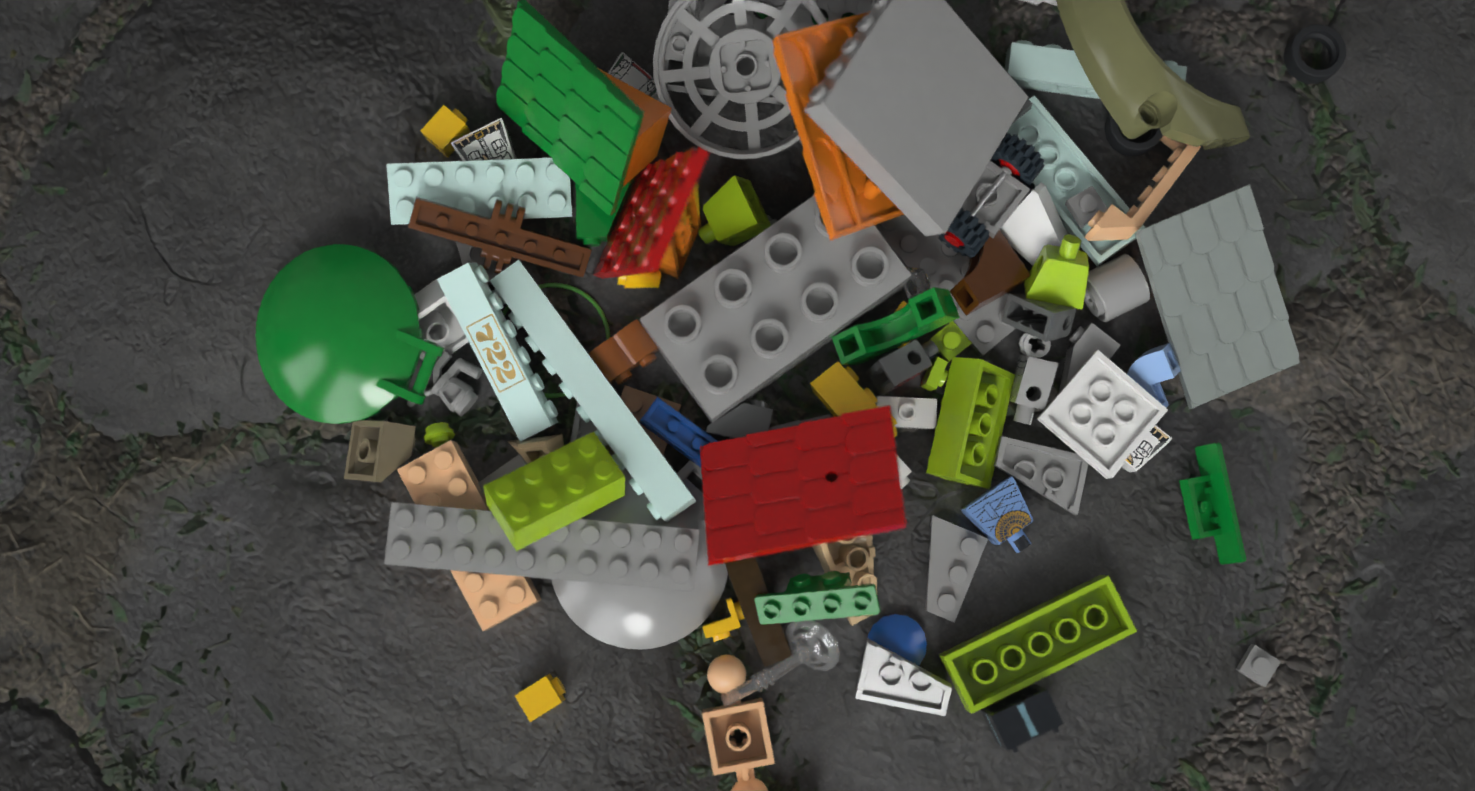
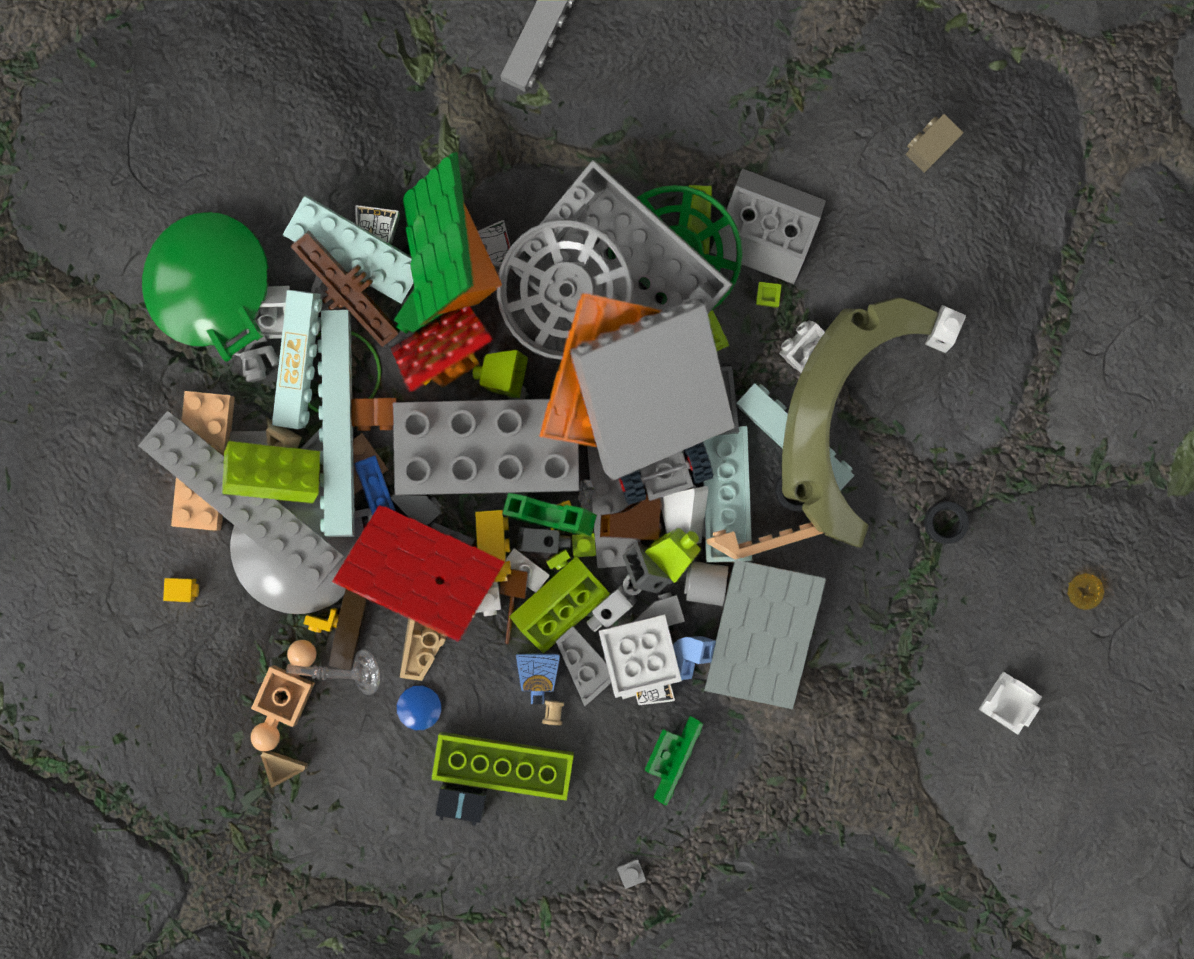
camera: 35 degrees right, 5 degrees up
(377, 449) = (181, 369): dark tan slope -> none
(438, 434) = (225, 385): lime plate -> none
(445, 128) = (360, 193): yellow brick -> none
(817, 599) = (386, 646): green bracket -> none
(899, 682) = (404, 732): wing -> none
(908, 438) = (514, 587): none -> reddish brown piece
(952, 564) = (487, 683): light grey wing -> none
(1047, 546) = (553, 712): none -> tan bush
(1085, 205) = (723, 520): light grey plate -> none

